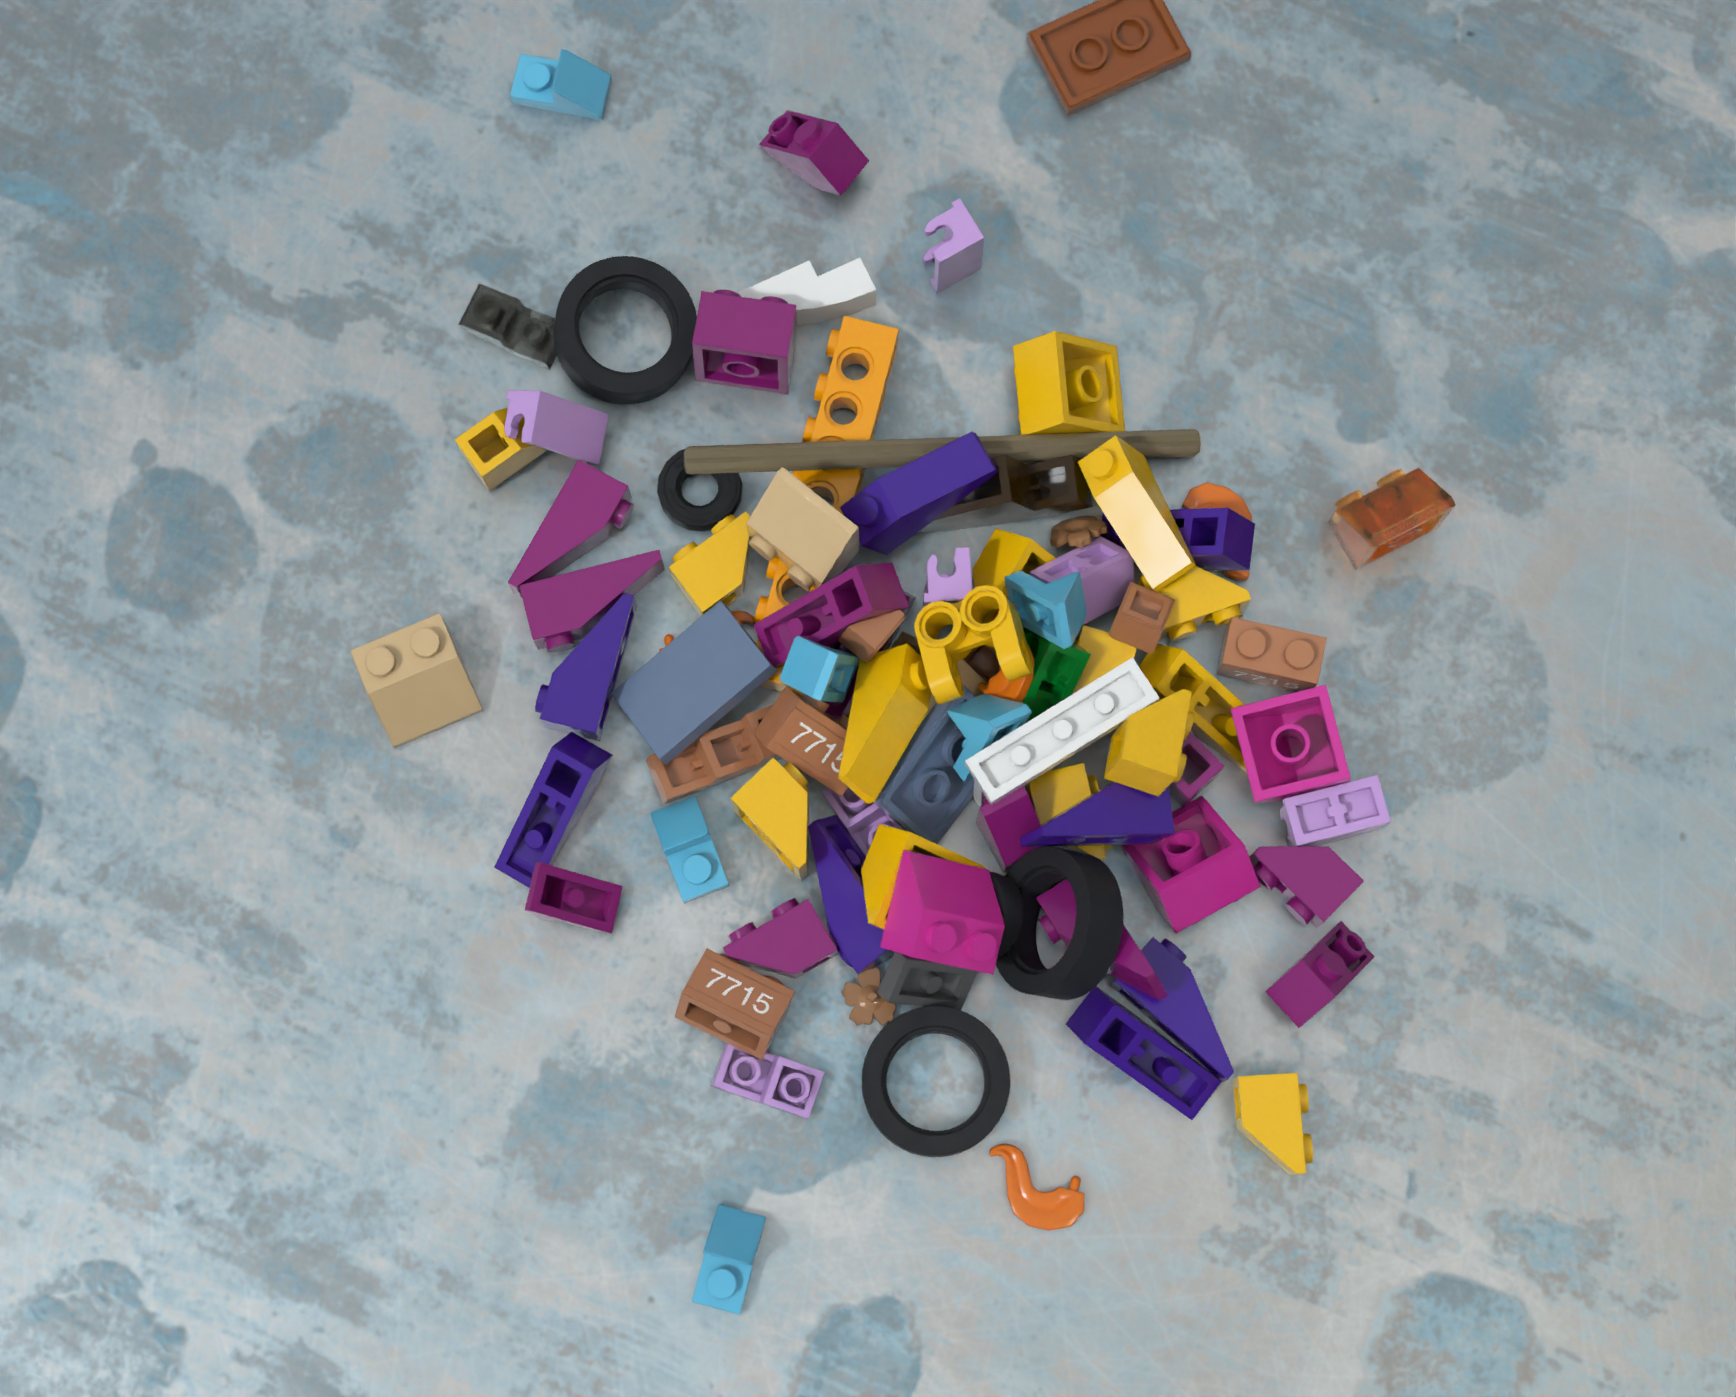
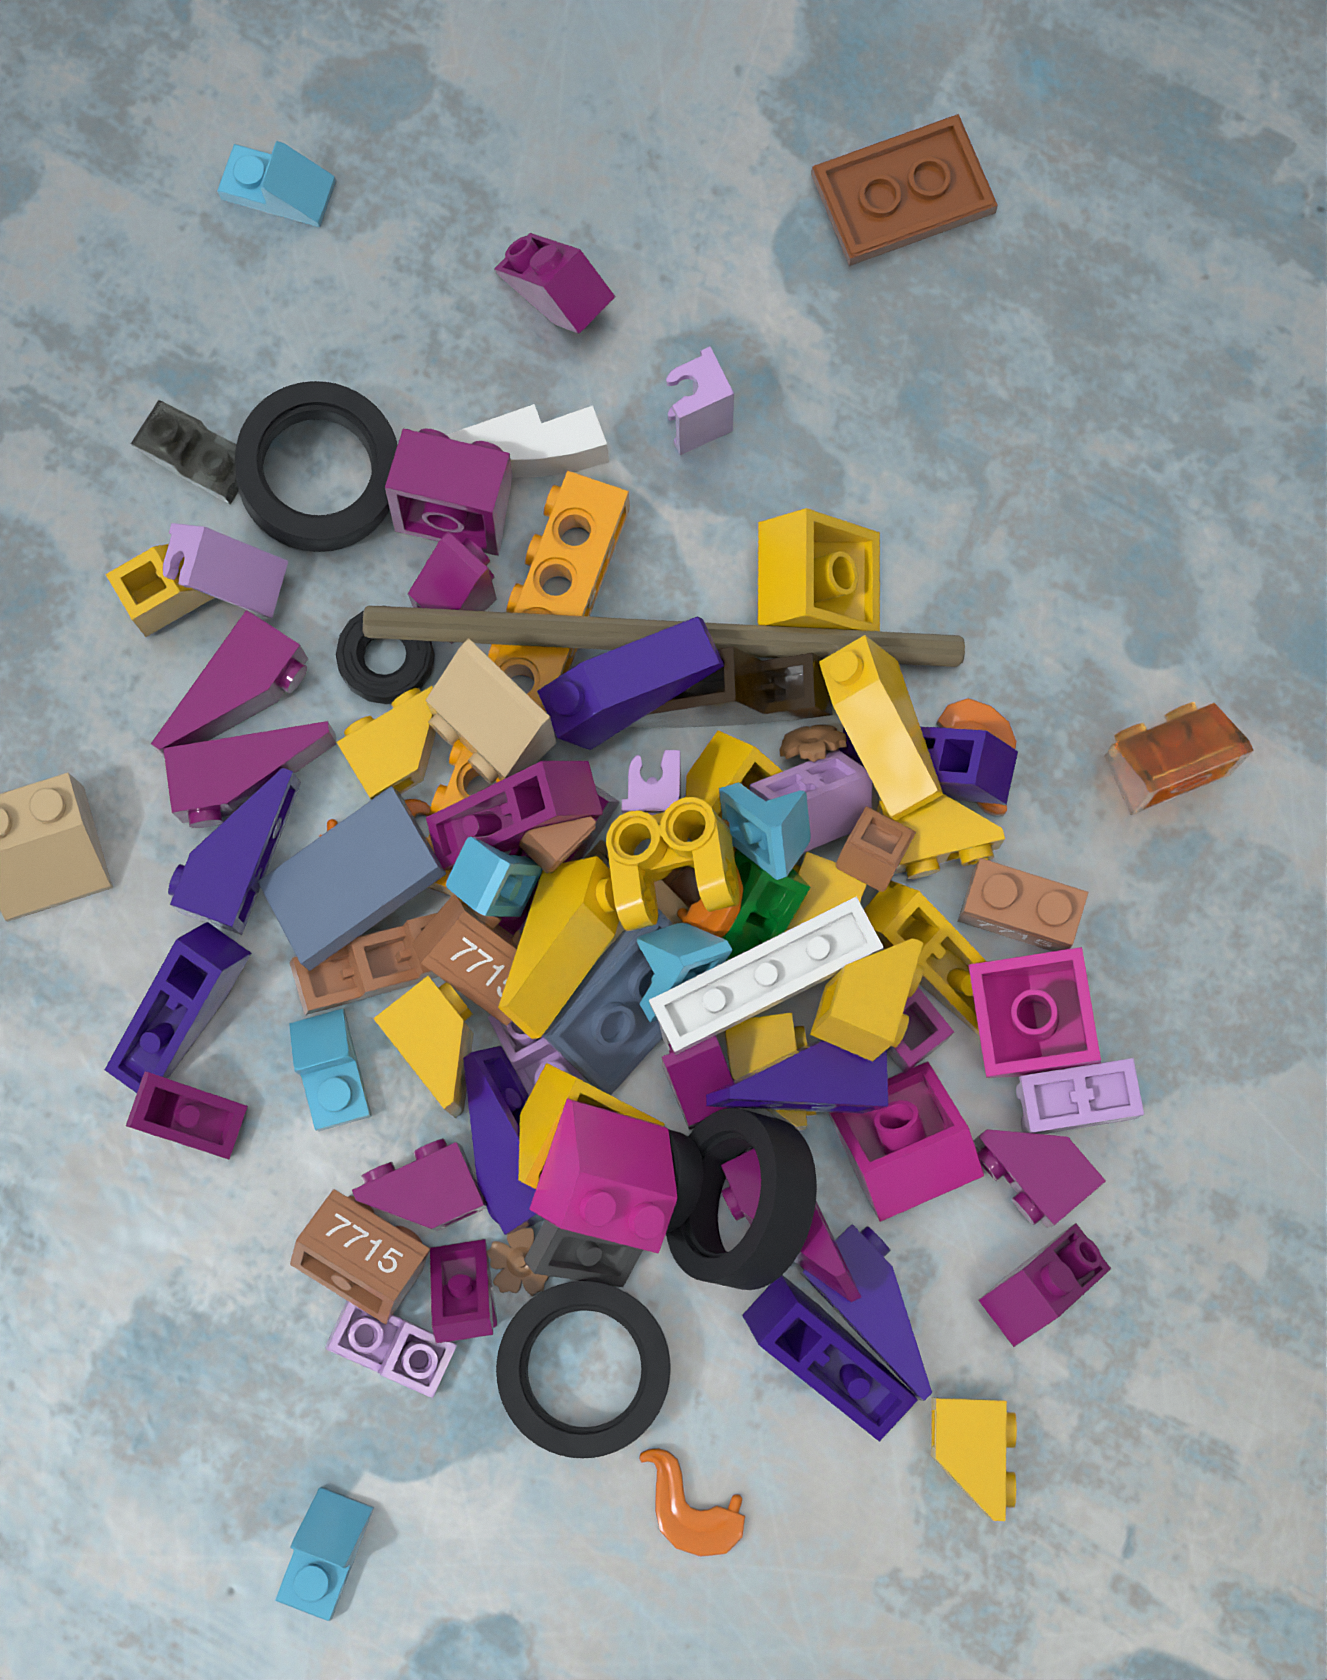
camera: 10 degrees right, 0 degrees up
(756, 416) = (454, 578): none -> magenta slope
(824, 1025) = (461, 1292): none -> magenta slope

